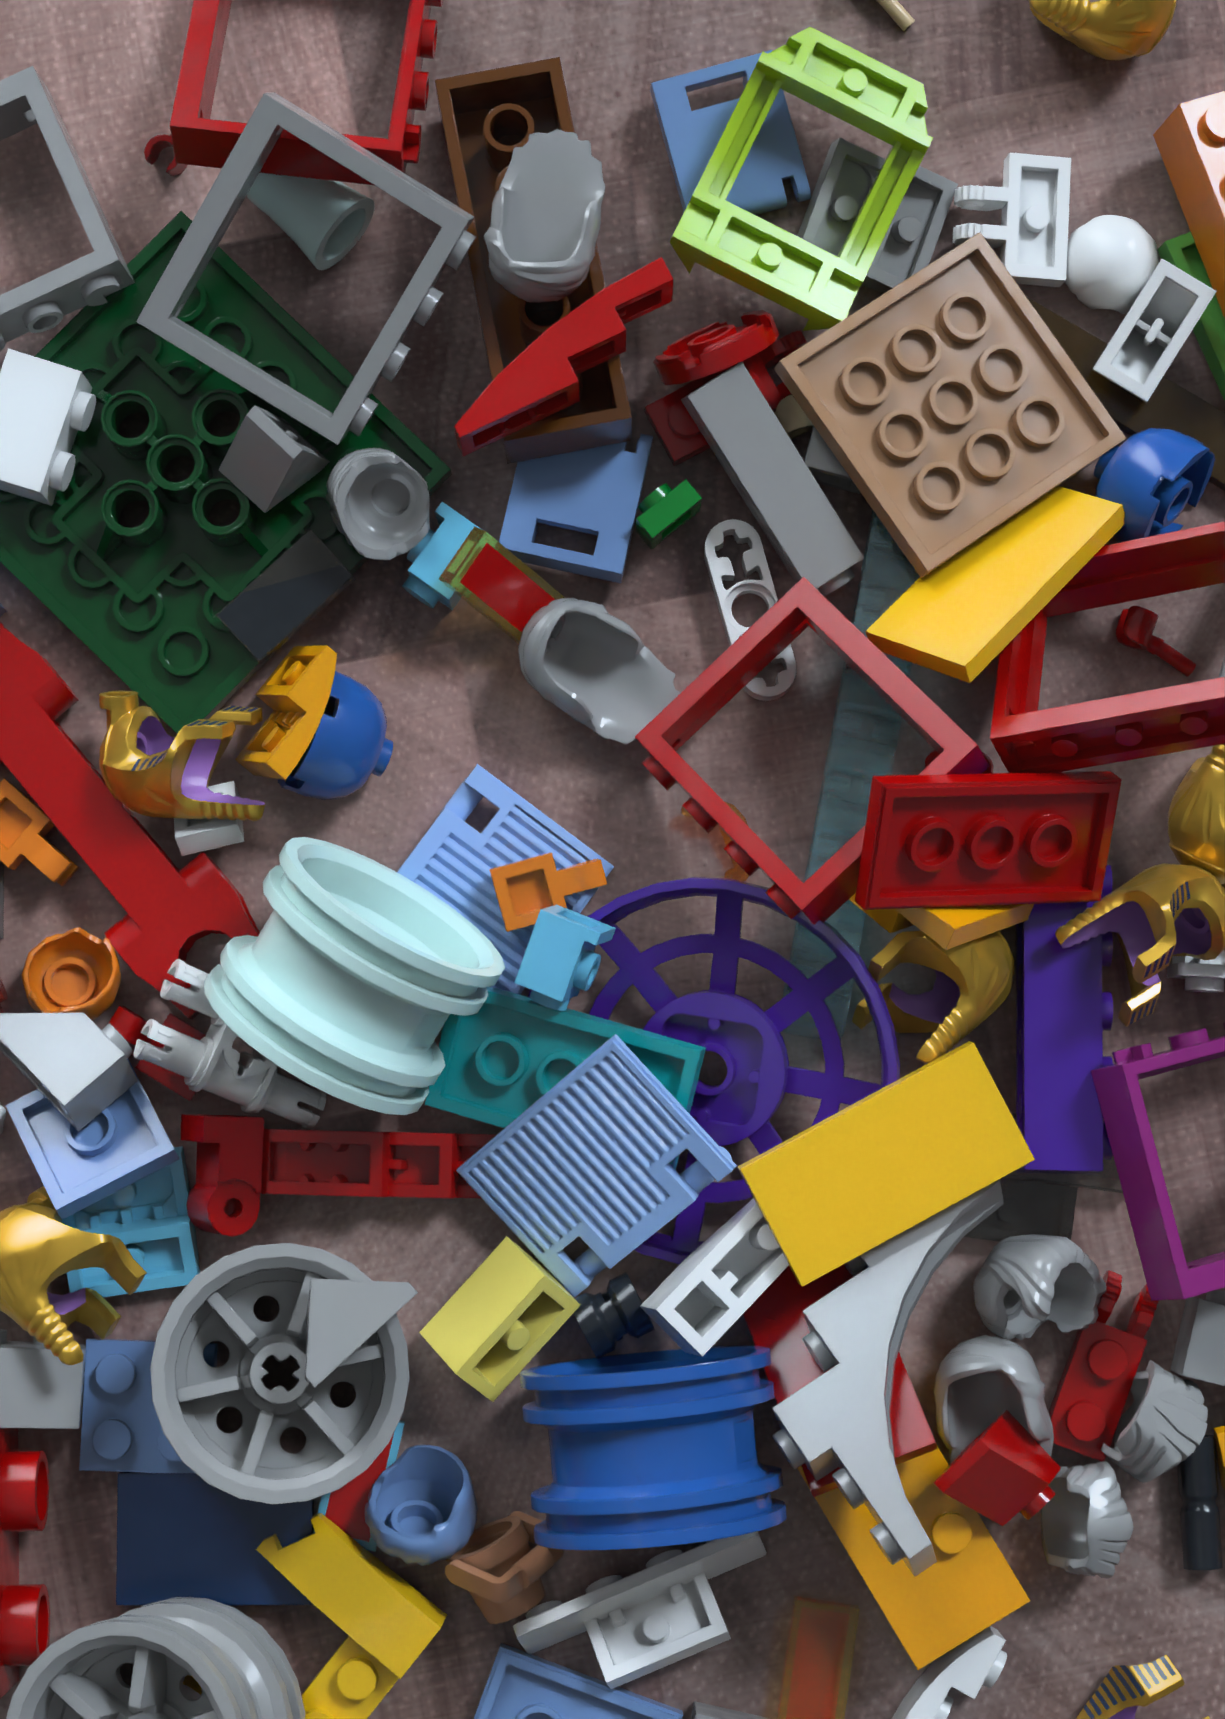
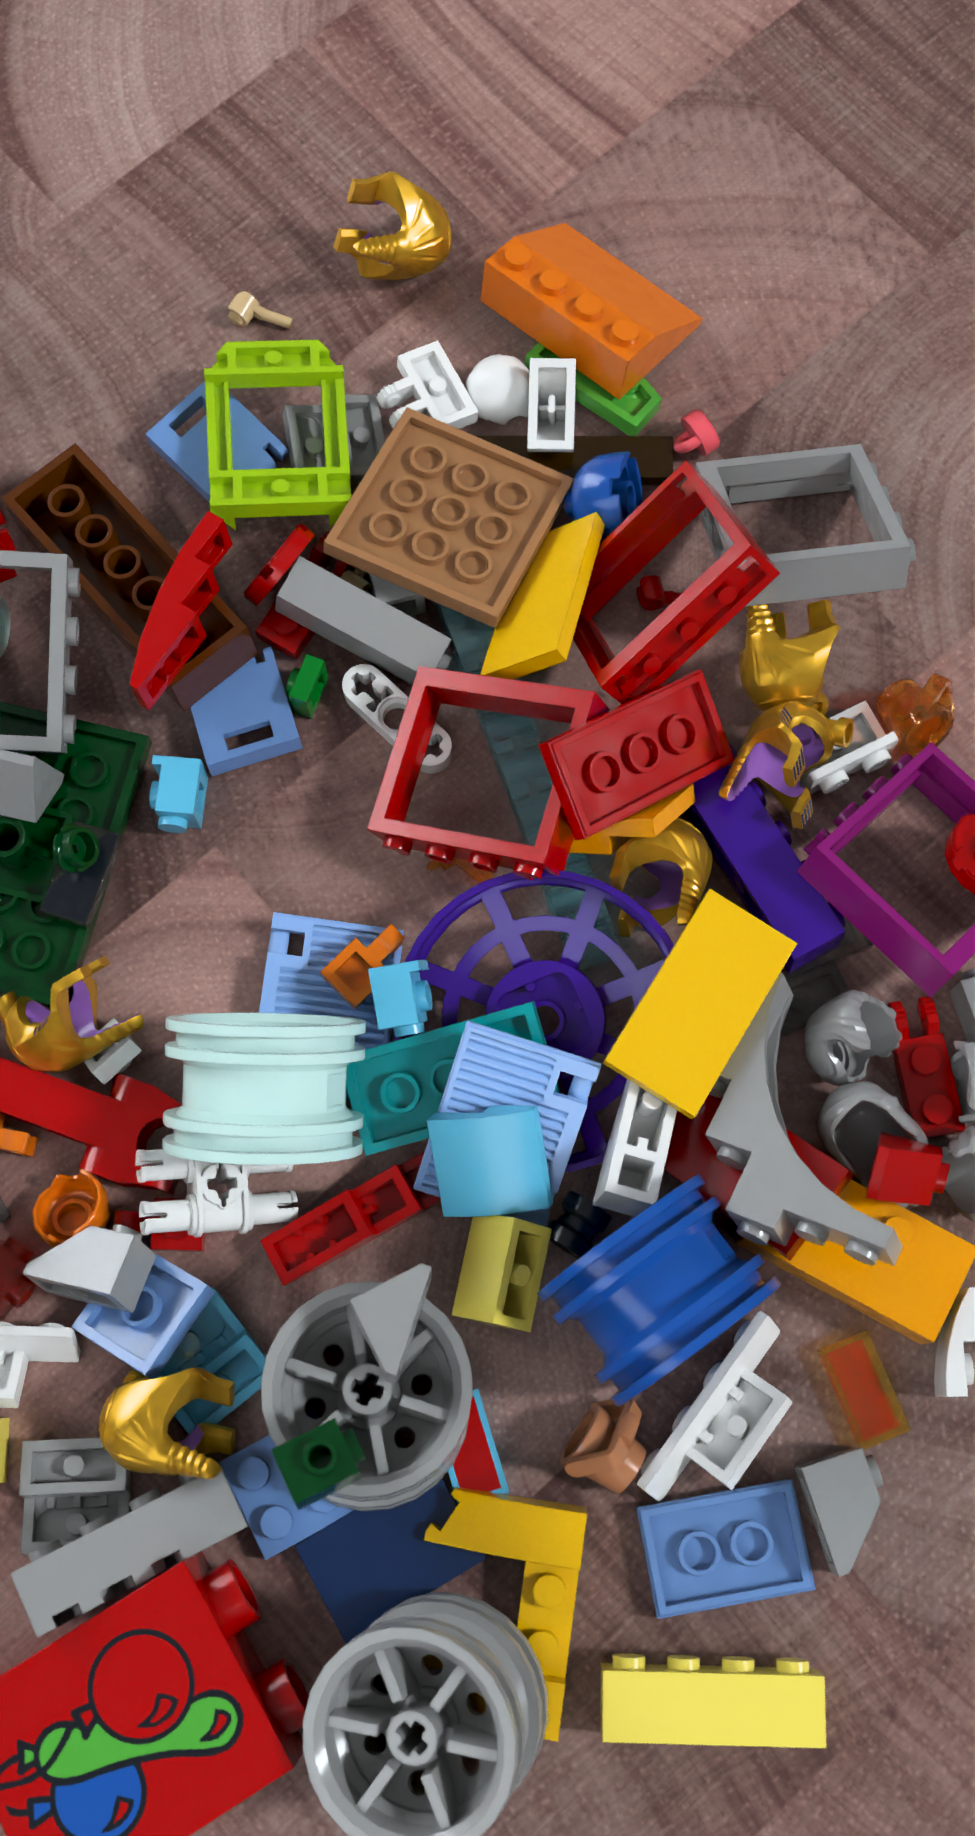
camera: 25 degrees left, 10 degrees down
(185, 1428) = (319, 1462): none -> dark green brick
(226, 1171) = (253, 1281): red leg -> none
(293, 570) = (75, 848): none -> dark green plate
(298, 696) = (125, 939): light orange slope -> none
(345, 745) = (168, 947): blue cylinder -> none
(378, 503) = (110, 778): light grey hair -> none
(422, 1506) = (524, 1436): medium blue hair -> none
(497, 583) = (225, 789): tile -> none
(546, 217) = (119, 533): light grey hair -> none
(554, 1197) = (490, 1161): none -> medium azure slope
(594, 668) = (314, 806): light grey hair -> none

